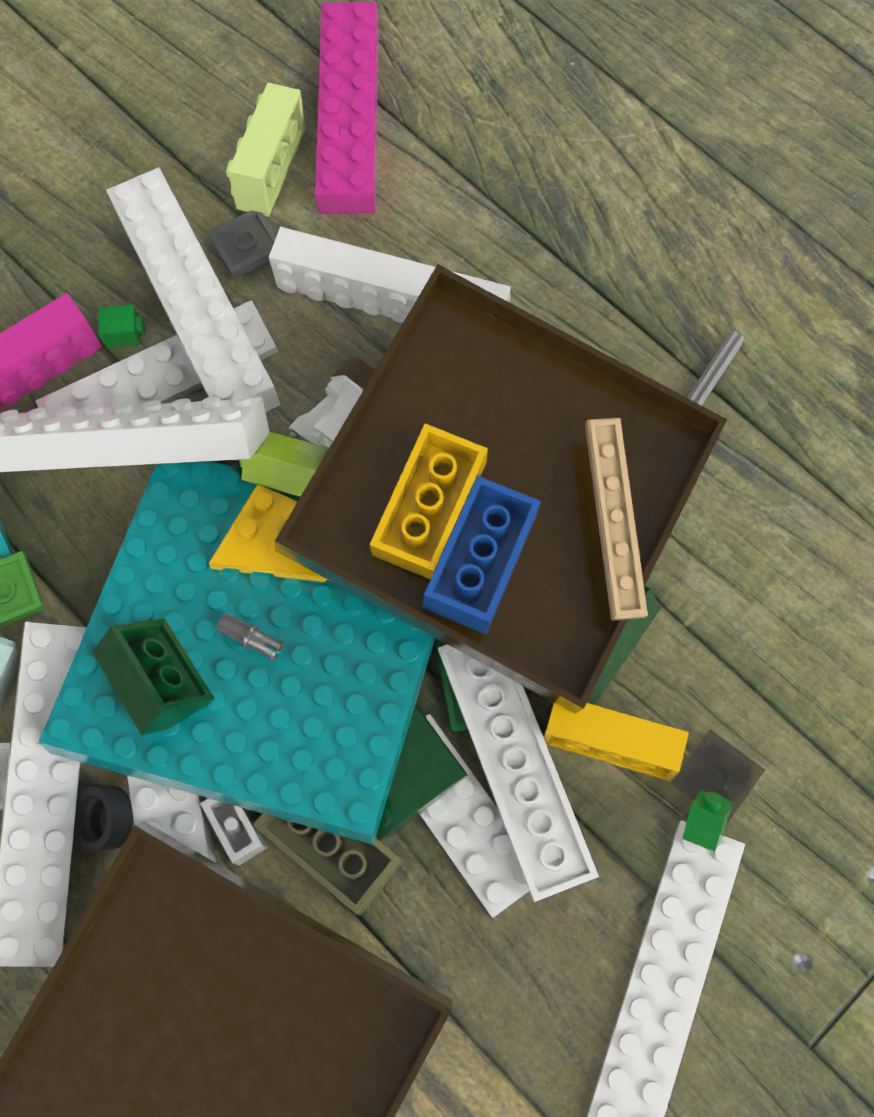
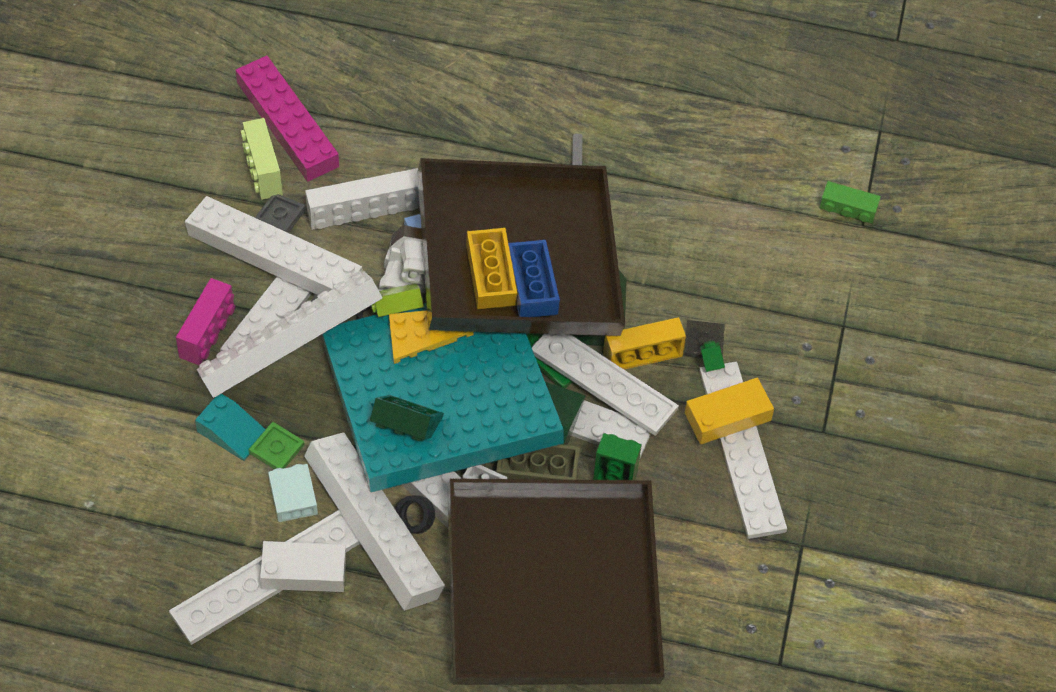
camera: 40 degrees left, 15 degrees down
(120, 326) = (242, 288): green brick -> none
(249, 636) = (441, 377): flat silver axle -> none
(436, 922) = (616, 458): none -> green brick
(616, 519) = (584, 233): tan tile -> none
(674, 934) = (729, 410): none -> yellow brick

